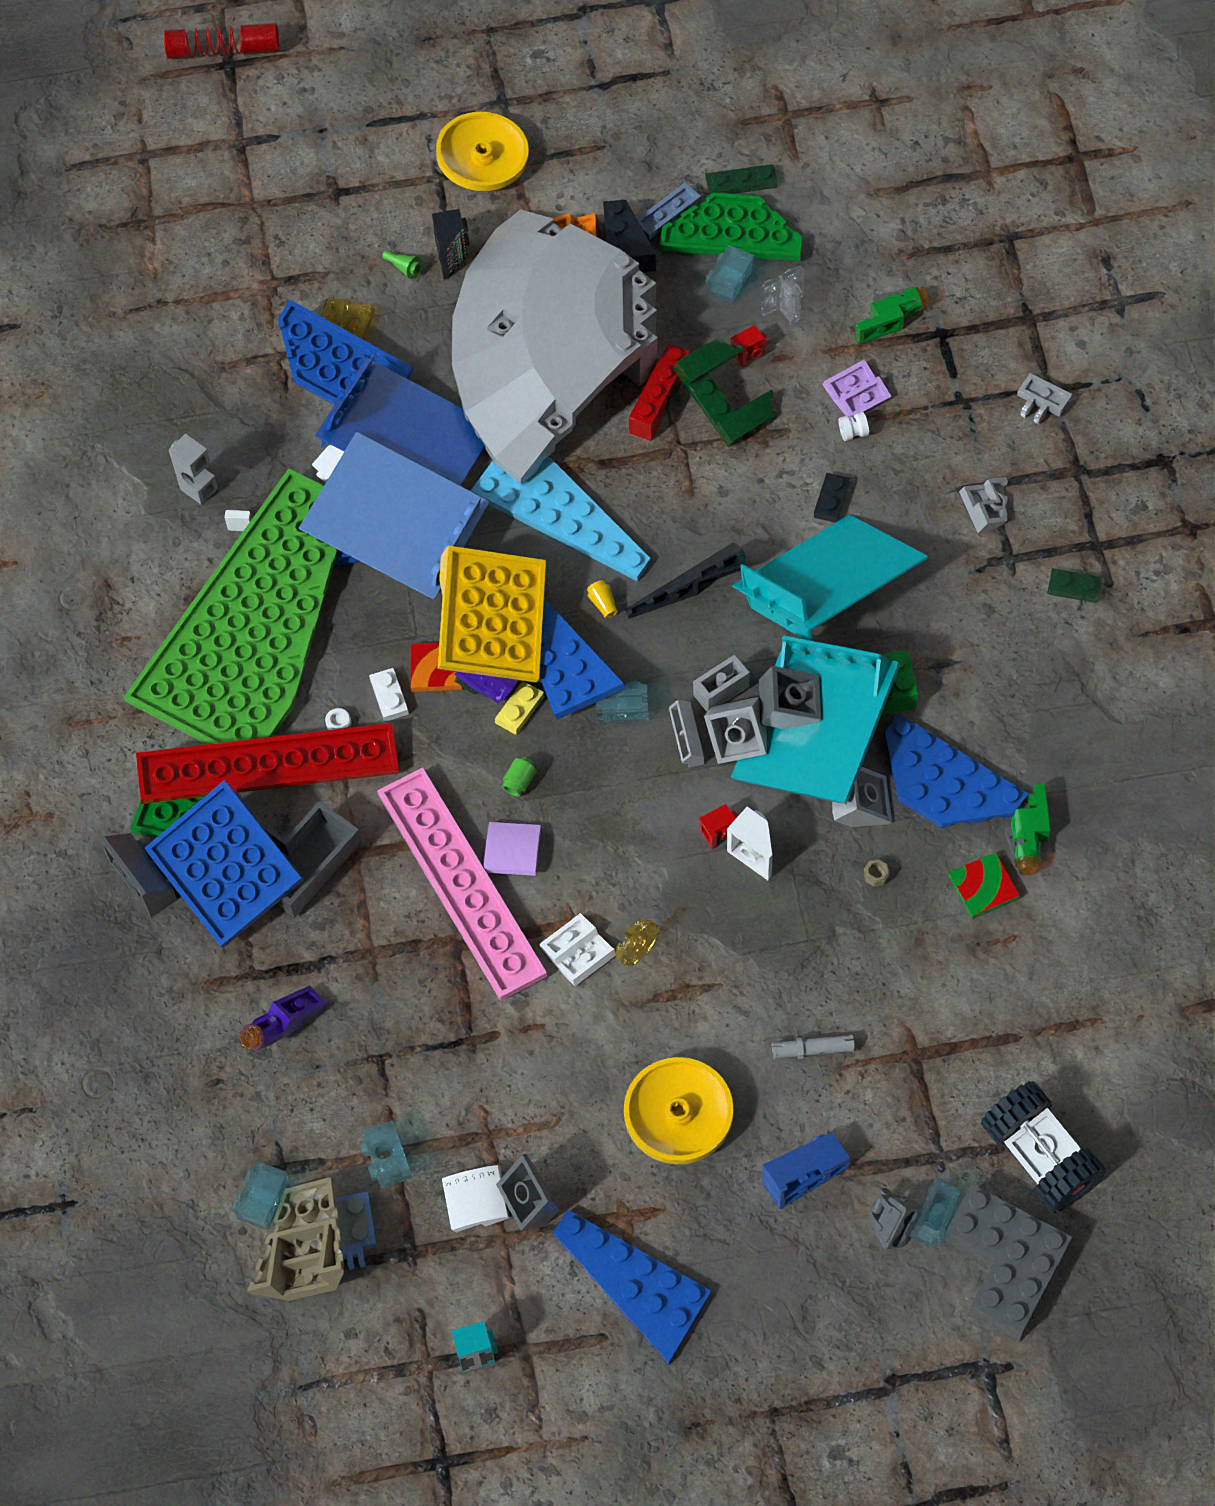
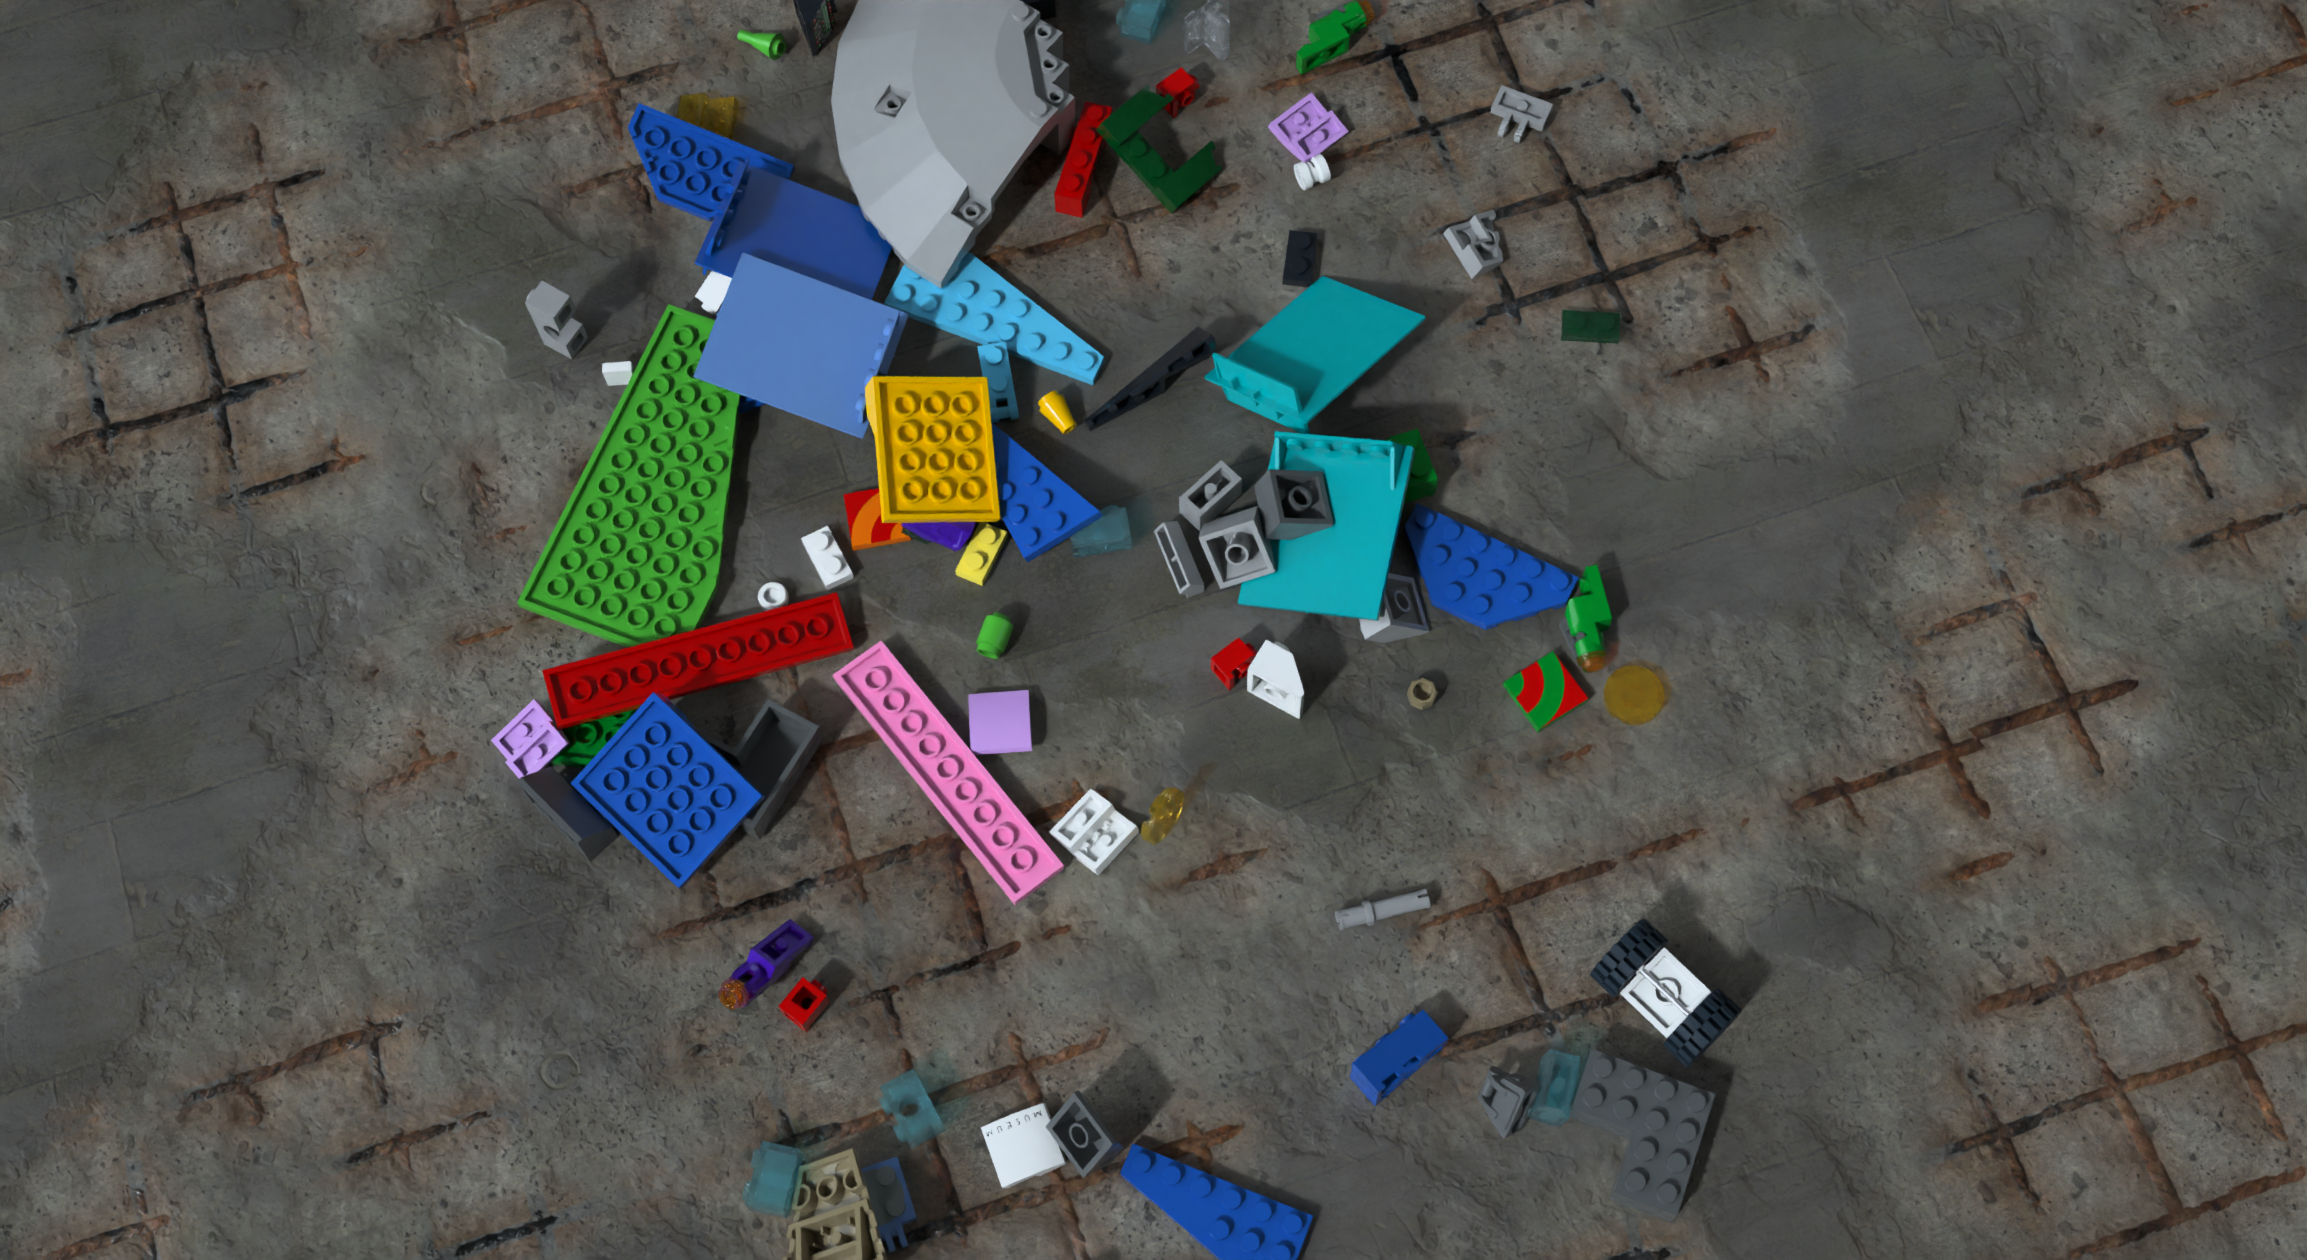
camera: 10 degrees left, 5 degrees up
(117, 809) = (530, 740): none -> lavender slope
(308, 1047) = (793, 1003): none -> red brick
(557, 567) = (996, 368): none -> medium azure plate
(678, 1110) = (1242, 1008): yellow dish -> none
(1059, 898) = (1633, 695): none -> clear yellow tile

